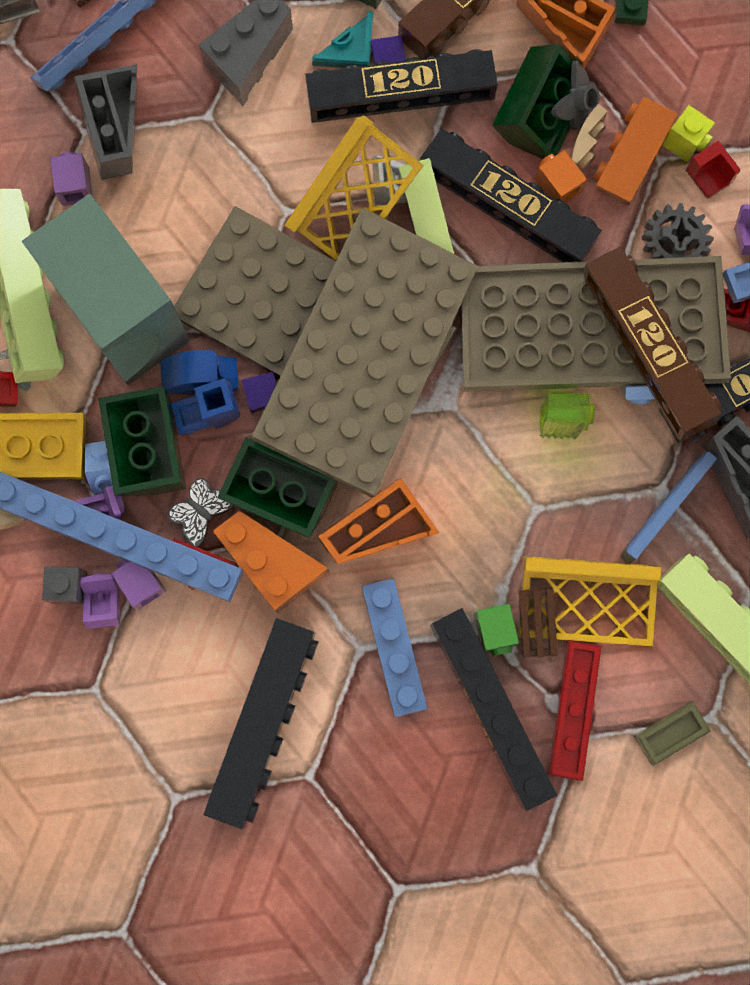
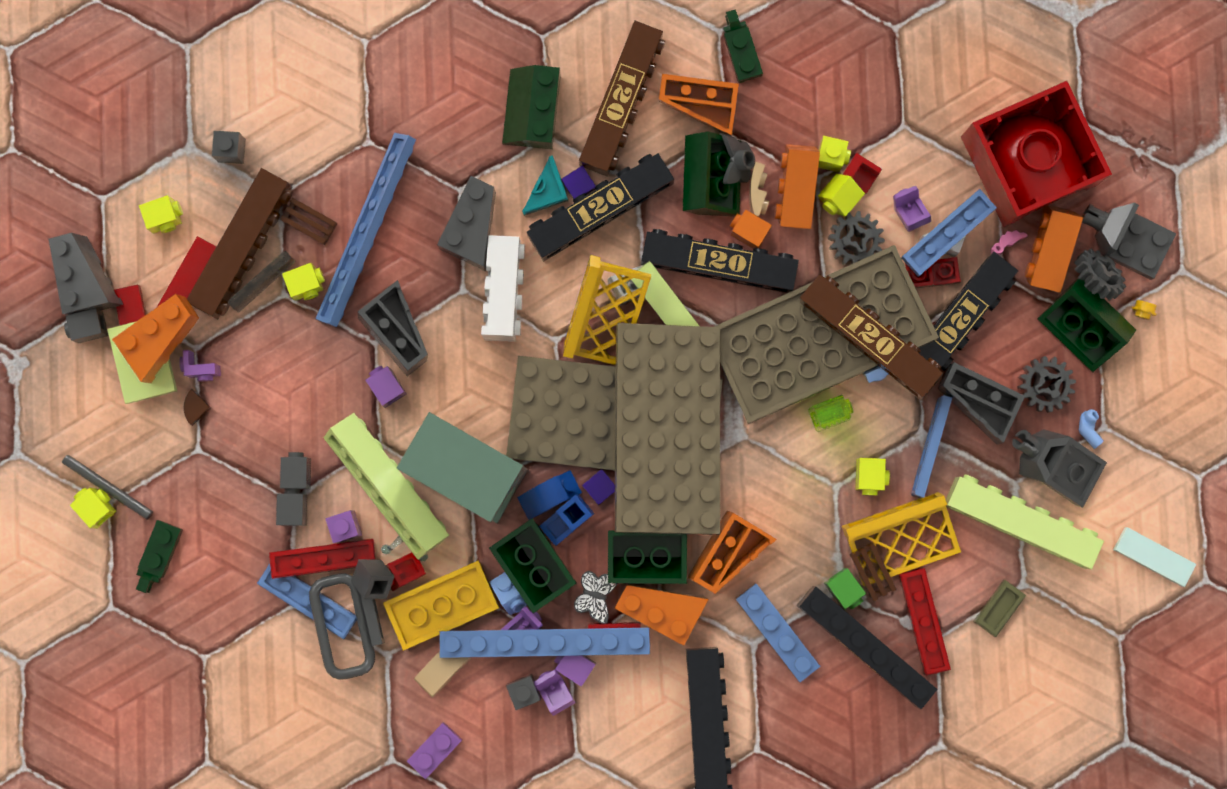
camera: 20 degrees left, 5 degrees up
(35, 31) = (304, 282): none -> neon yellow brick
(249, 128) = (502, 288): none -> white wedge
(583, 510) = (871, 475): none -> neon yellow brick
(680, 181) = (840, 195): none -> neon yellow brick

